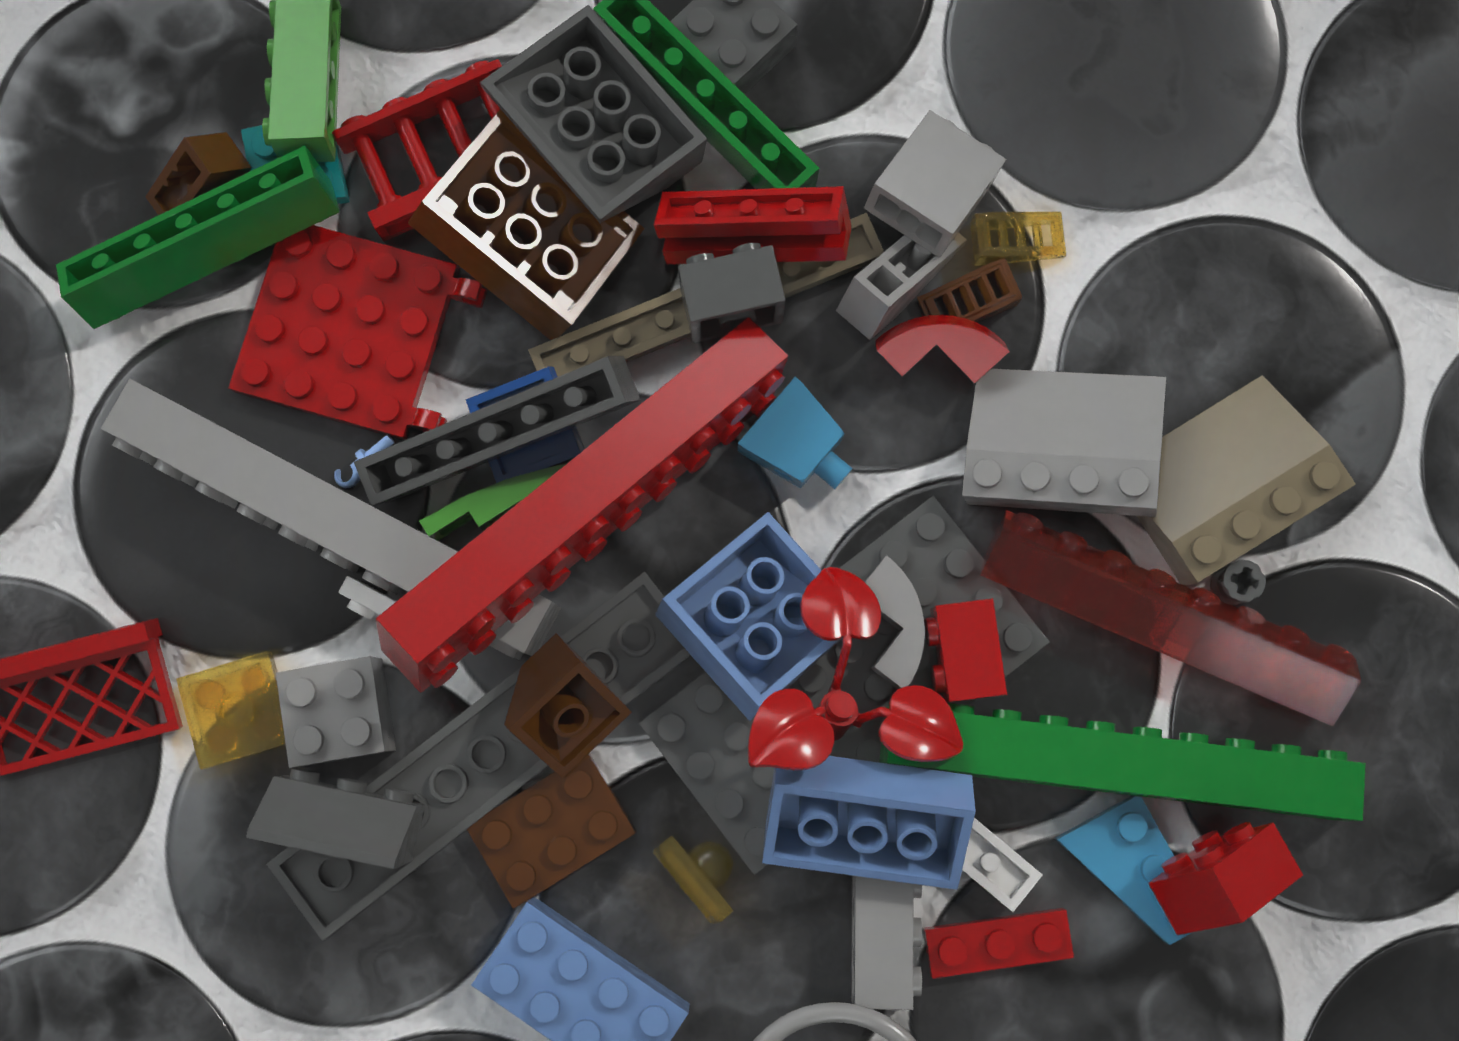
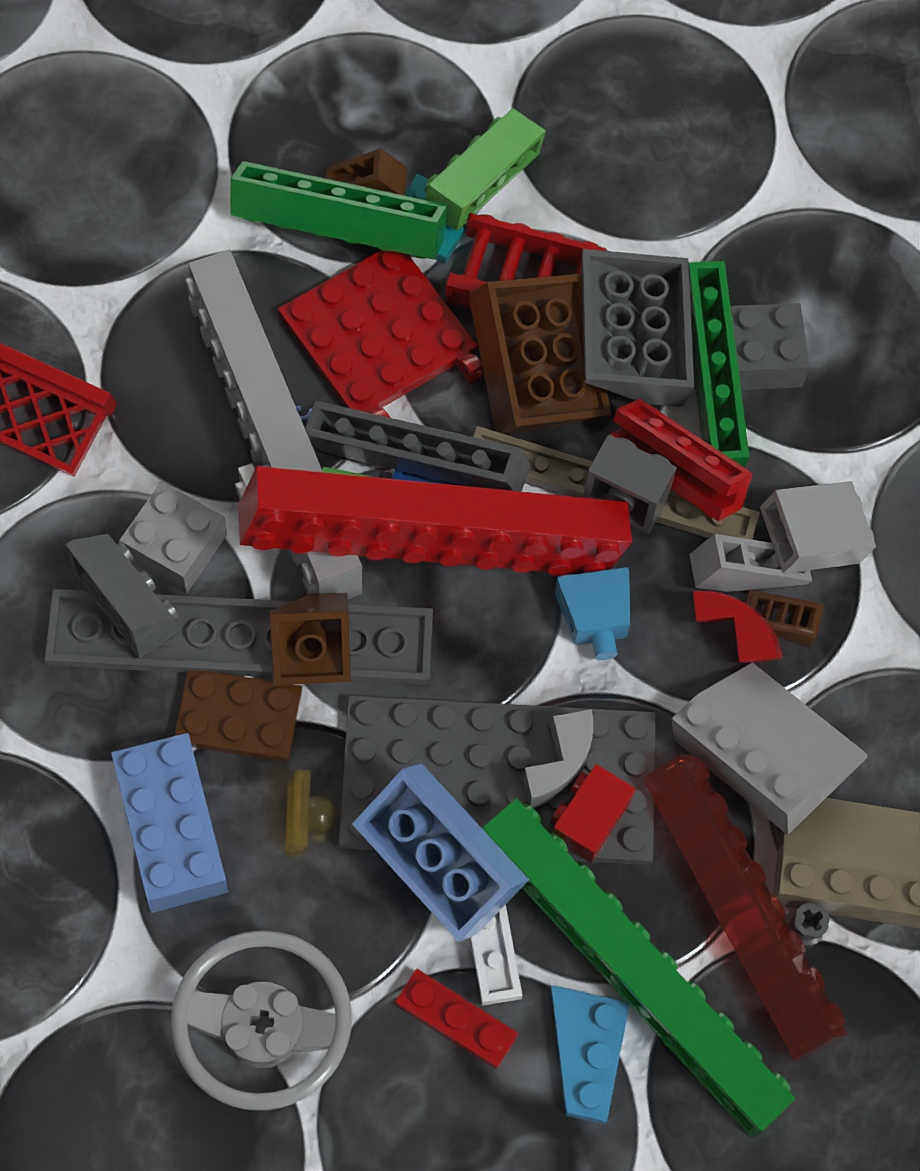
camera: 35 degrees right, 15 degrees down
(233, 710) = (113, 488): clear yellow plate -> none
(745, 615) = (479, 683): medium blue slope -> none
(798, 737) = (440, 747): red plant -> none
(884, 944) = (388, 947): light grey brick -> none
(984, 222) = (840, 615): clear yellow slope -> none
(1225, 878) = (638, 1083): red brick -> none

